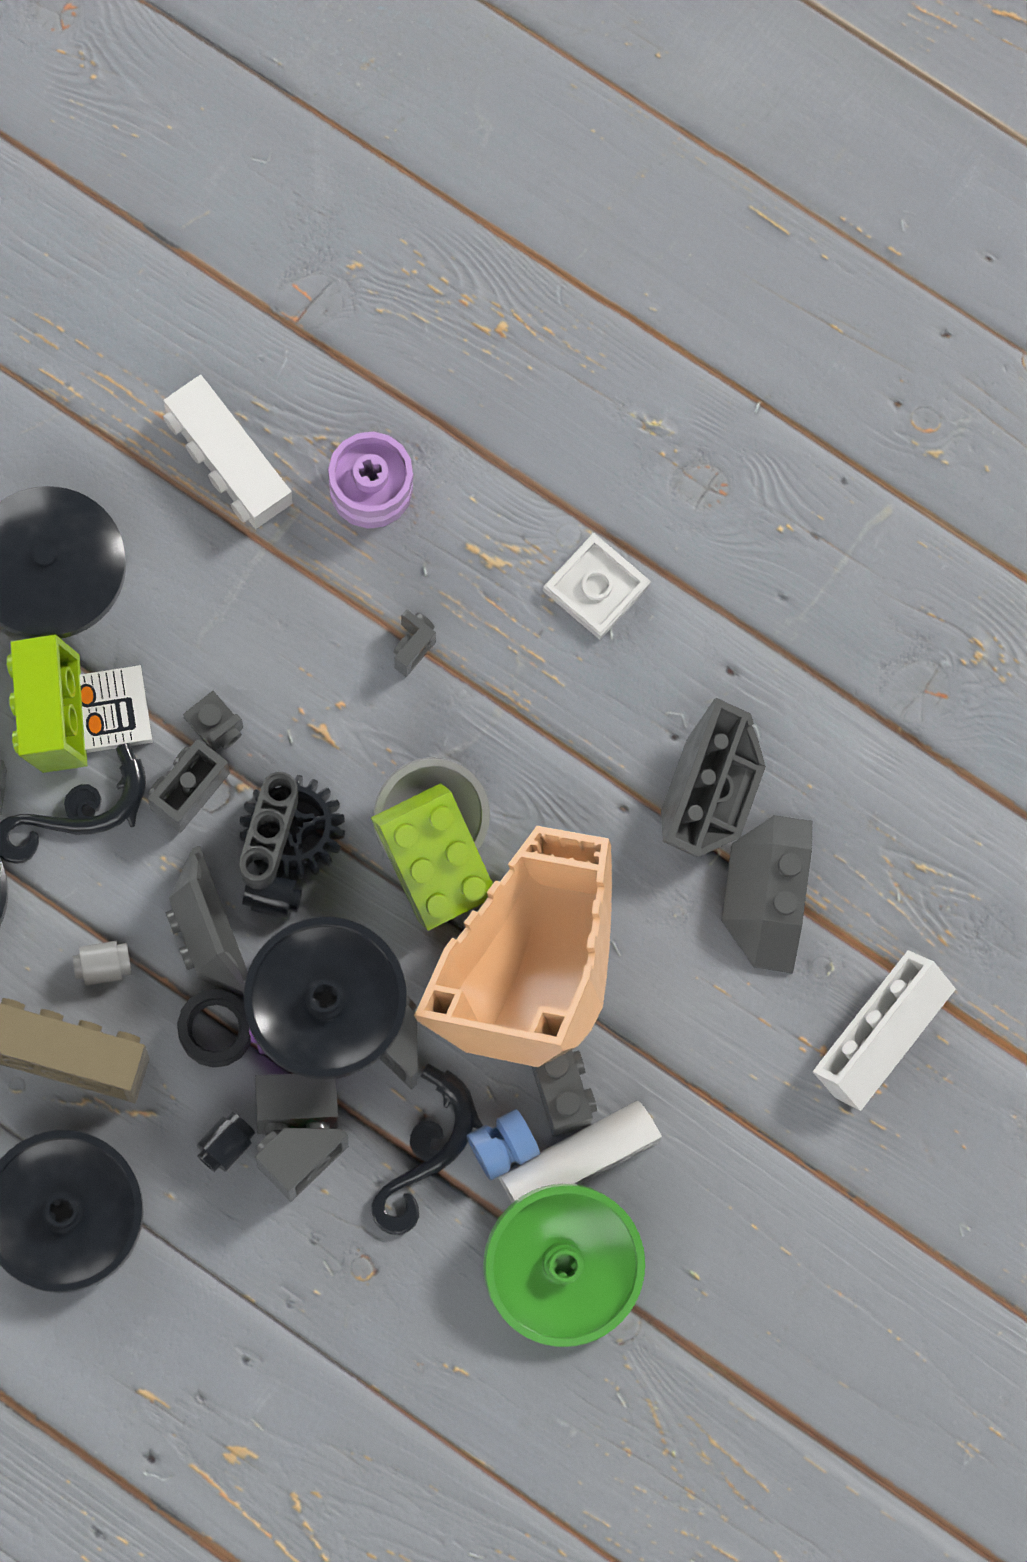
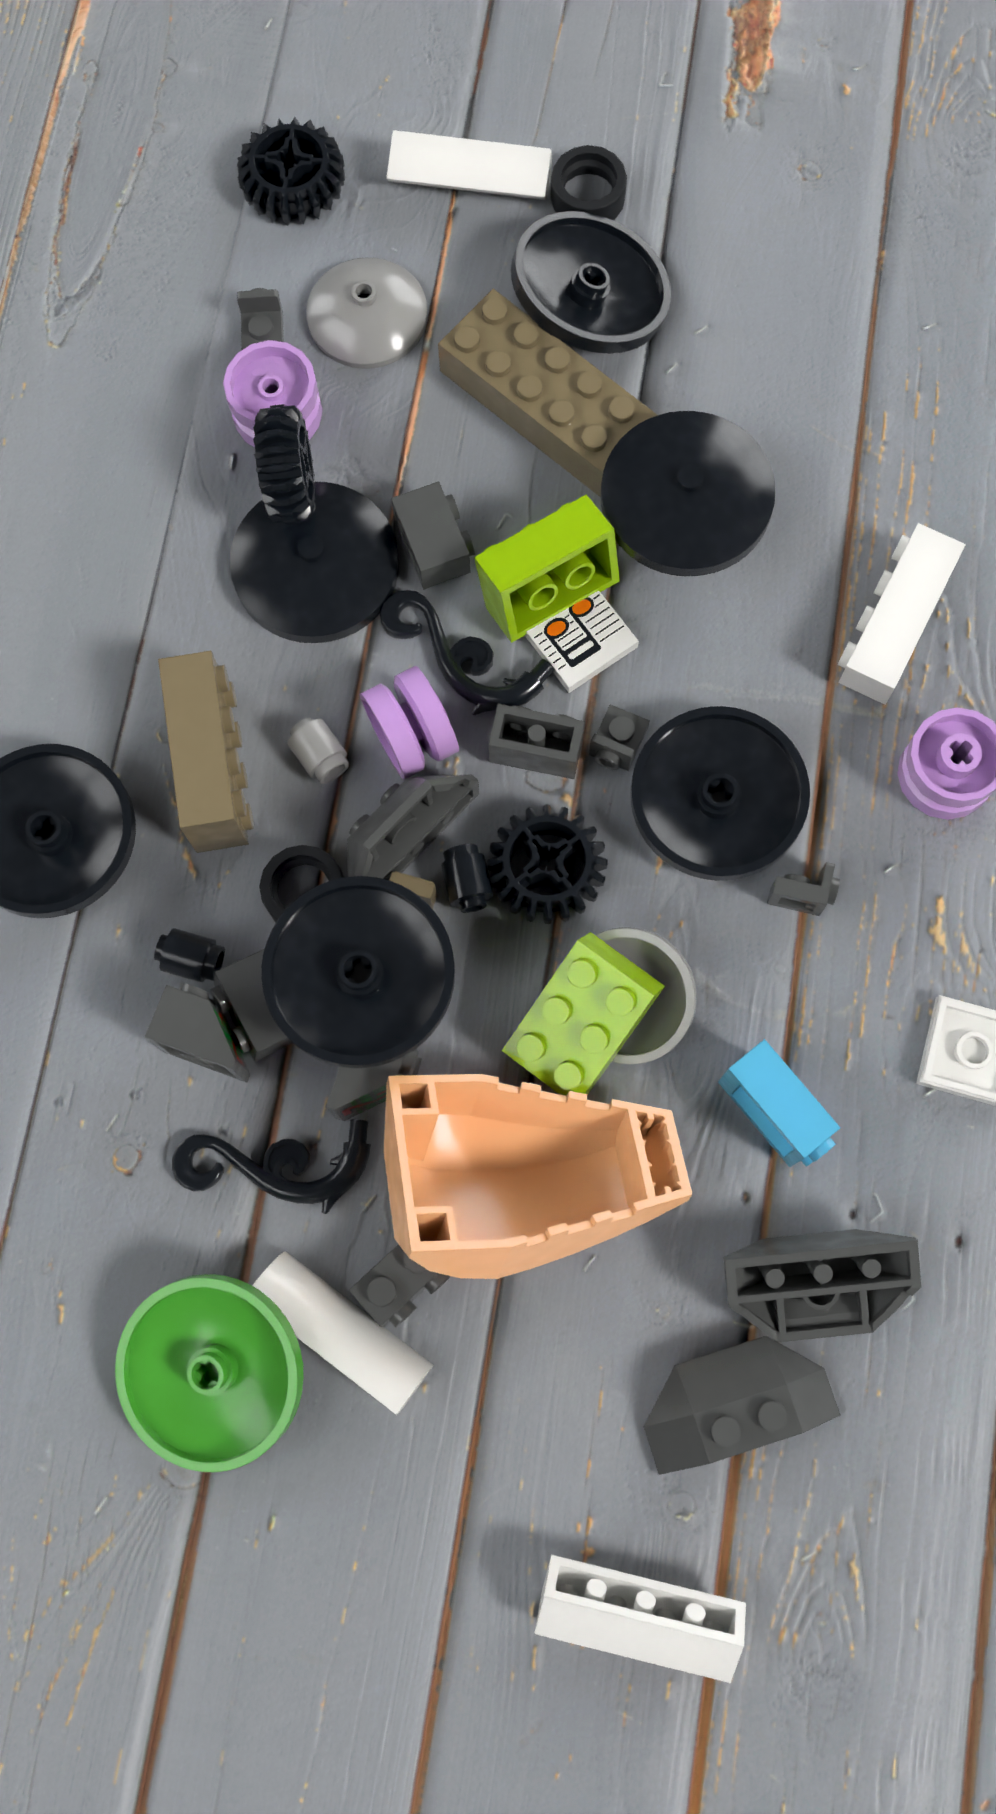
camera: 75 degrees right, 0 degrees up
(123, 876) = (415, 719): none -> lavender wheel
(258, 939) = (421, 887): none -> dark tan tile
(268, 811) = (540, 820): dark grey beam -> none
(304, 666) = (720, 793): none -> black dish
(503, 1144) = (312, 1242): medium blue wheel -> none
(571, 746) = (780, 1106): none -> medium azure window

